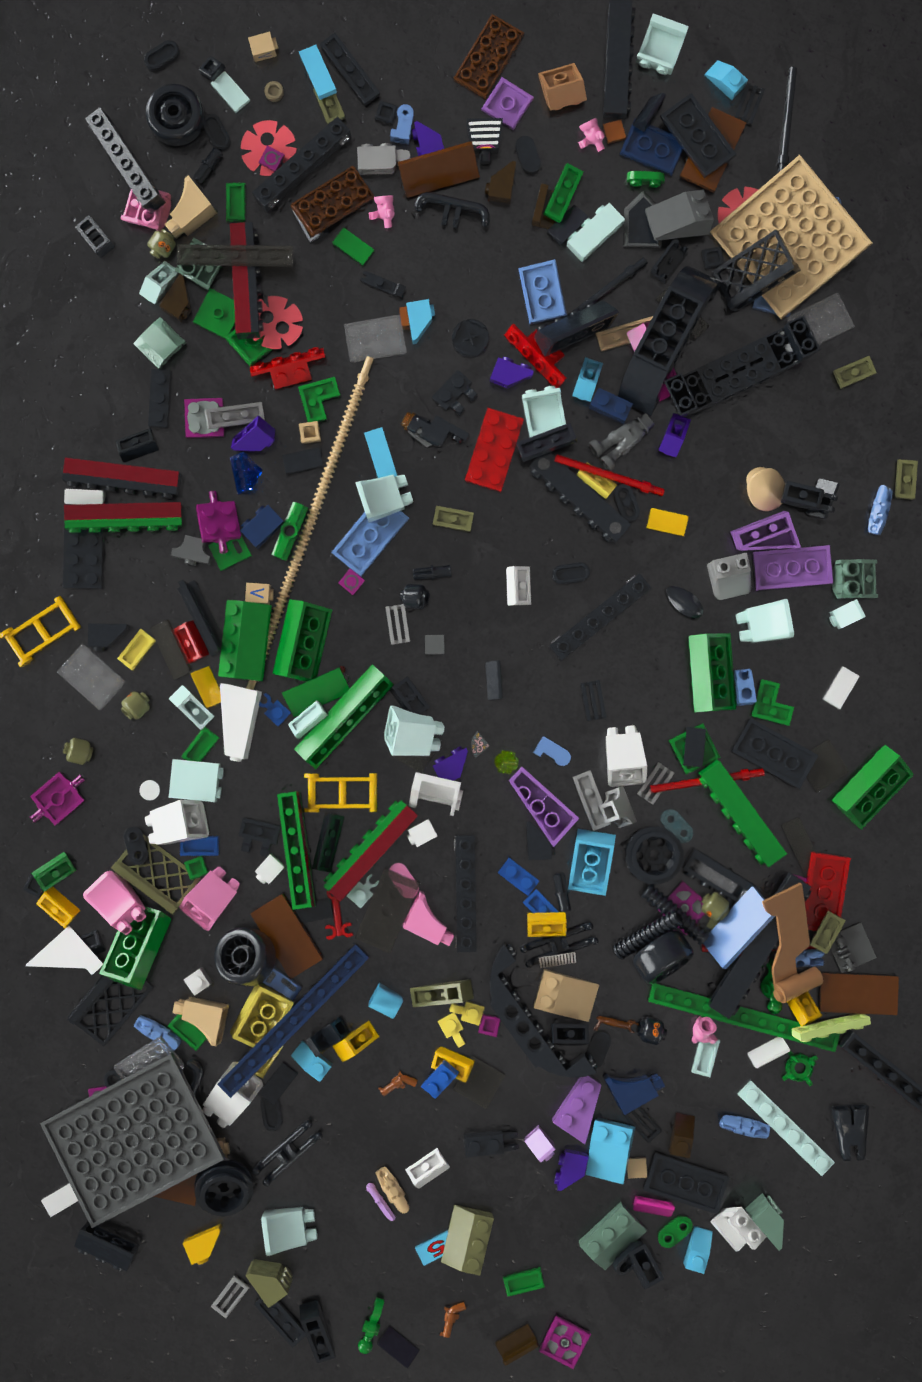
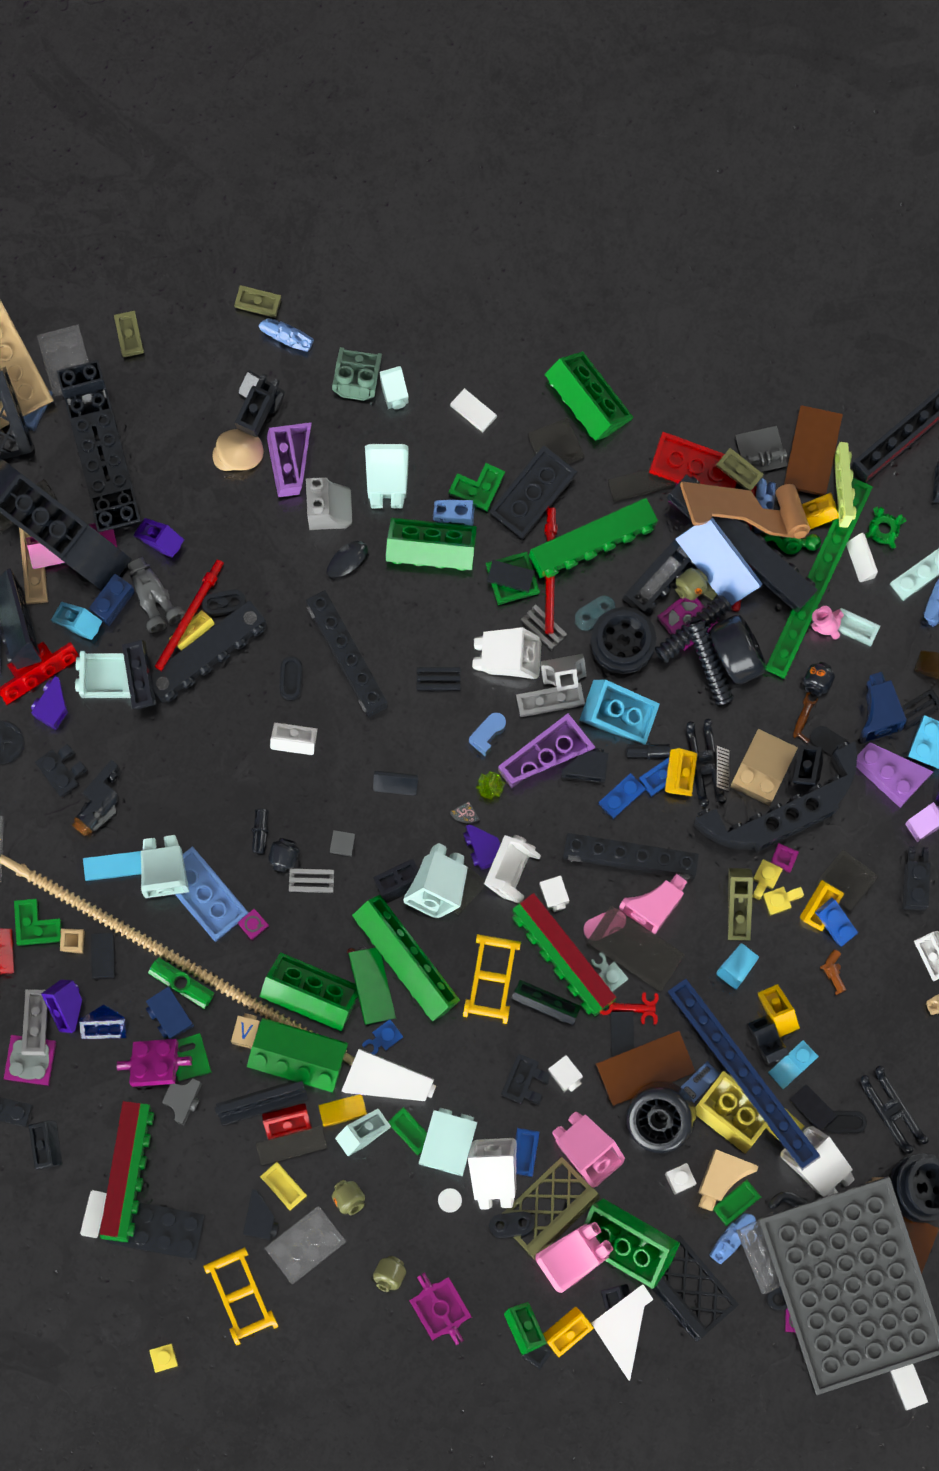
camera: 85 degrees left, 10 degrees down
(122, 477) = (79, 1167): brick -> none
(196, 868) = (549, 1159): green tile -> none
(296, 850) = (549, 1037): green brick -> none
(307, 719) = (401, 1000): light aqua tile -> none
(453, 518) = (203, 796): olive plate -> none
(494, 449) = (134, 738): red plate -> none
(667, 522) = (253, 562): yellow slope -> none
(792, 567) = (331, 437): medium lavender plate -> none

